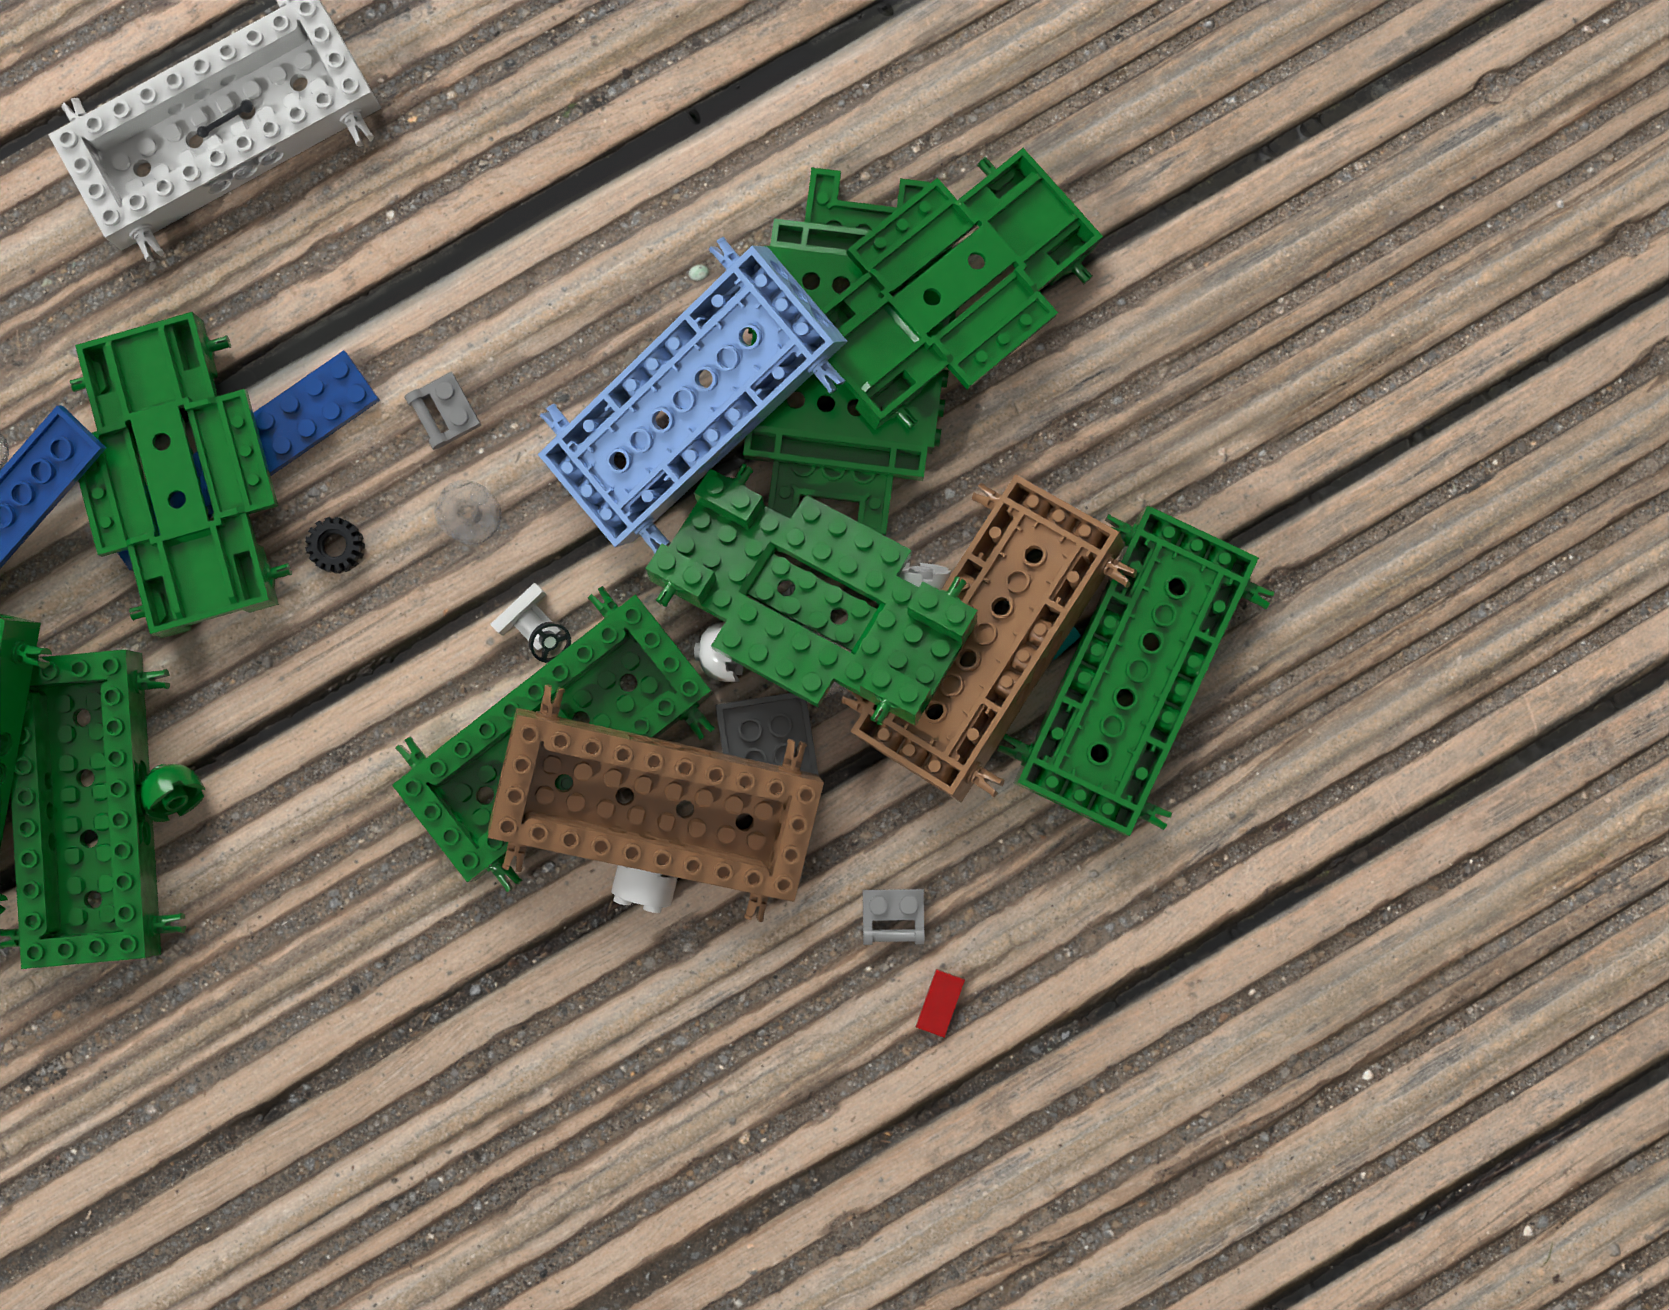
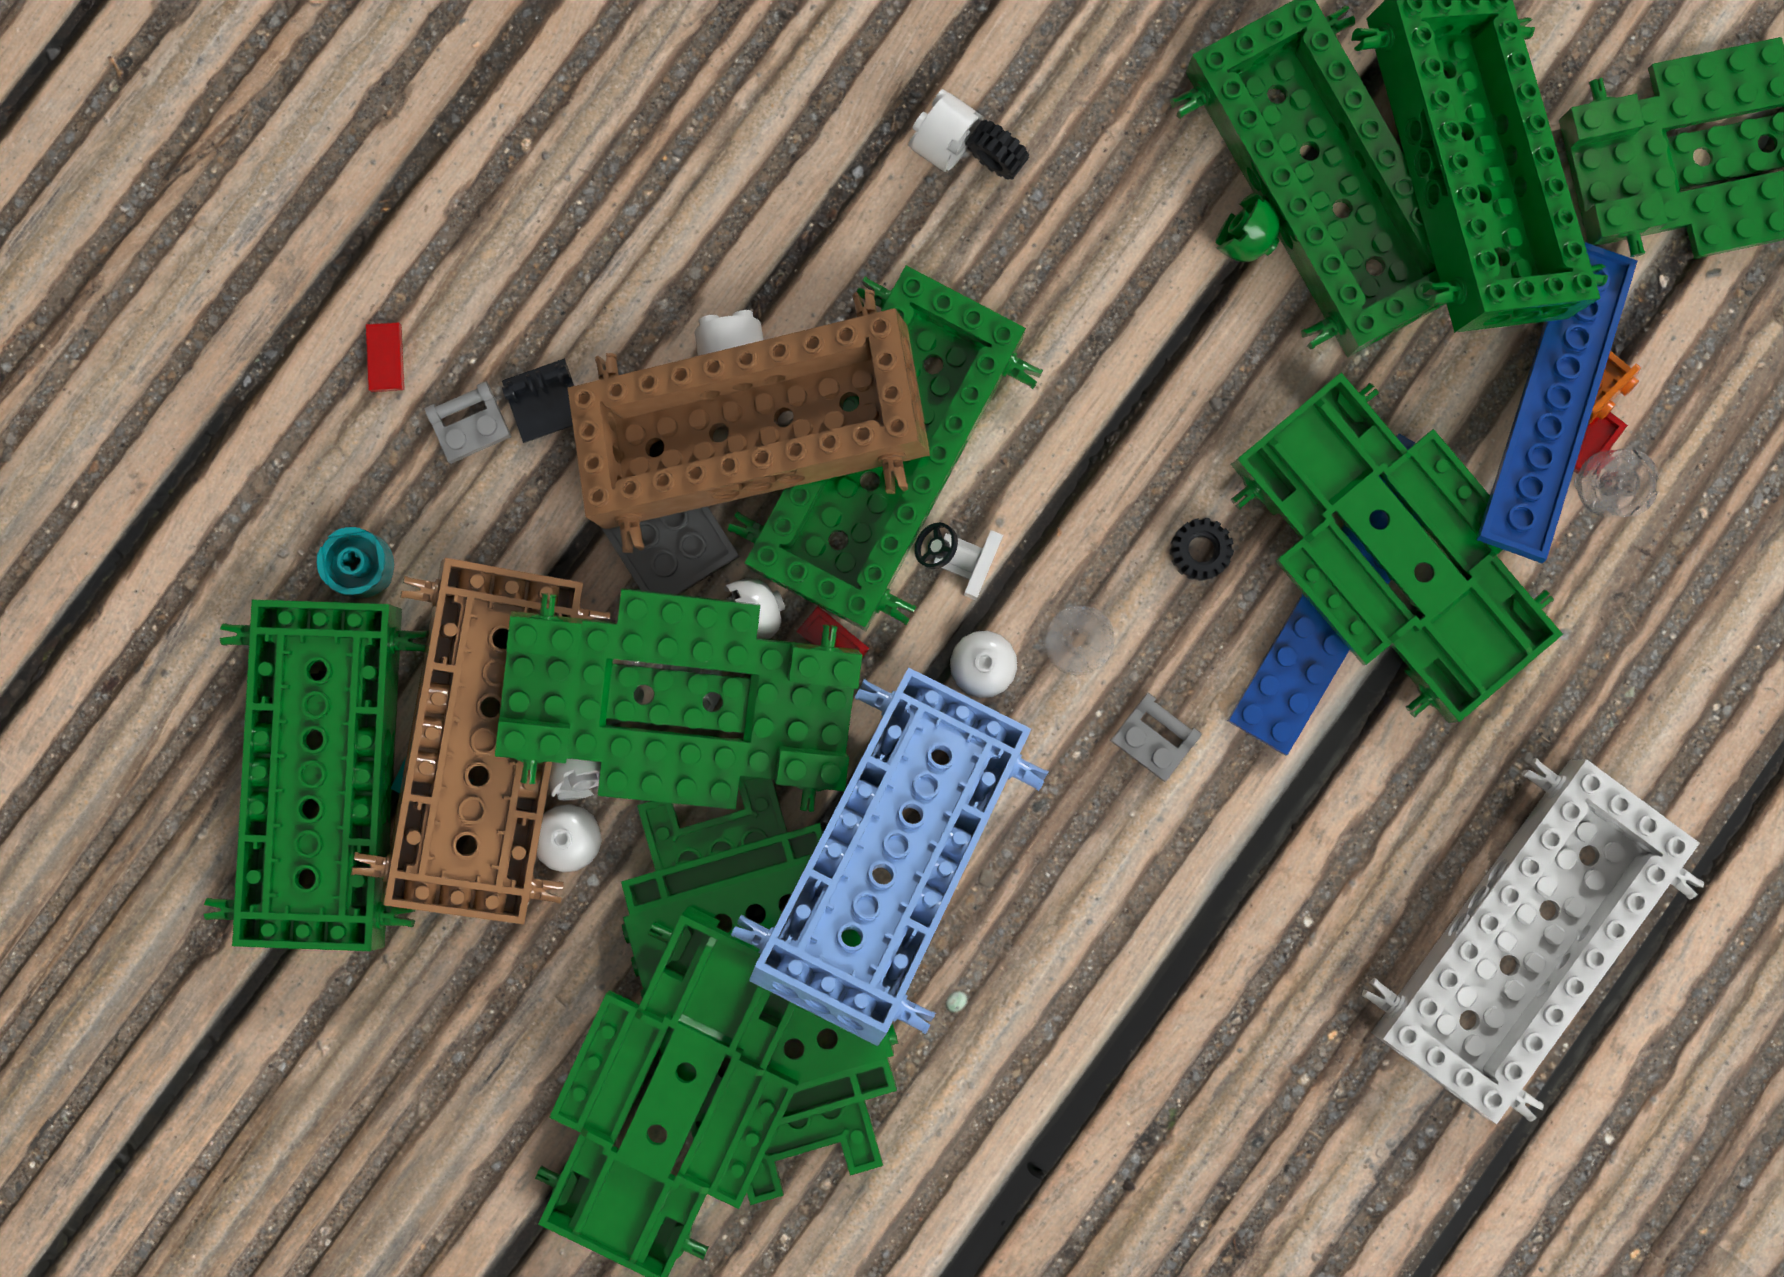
camera: 160 degrees right, 0 degrees up
(245, 106) = (1511, 969): black hinge -> none
(347, 952) = (997, 149): none -> black tyre
(384, 987) = (944, 131): none -> white brick
(555, 529) = (983, 664): none -> white cylinder
(676, 615) = (813, 628): none -> red tile
(823, 908) = (540, 400): none -> black hinge
(952, 533) = (568, 838): none -> white cylinder
(1048, 825) = (342, 549): none -> teal brick

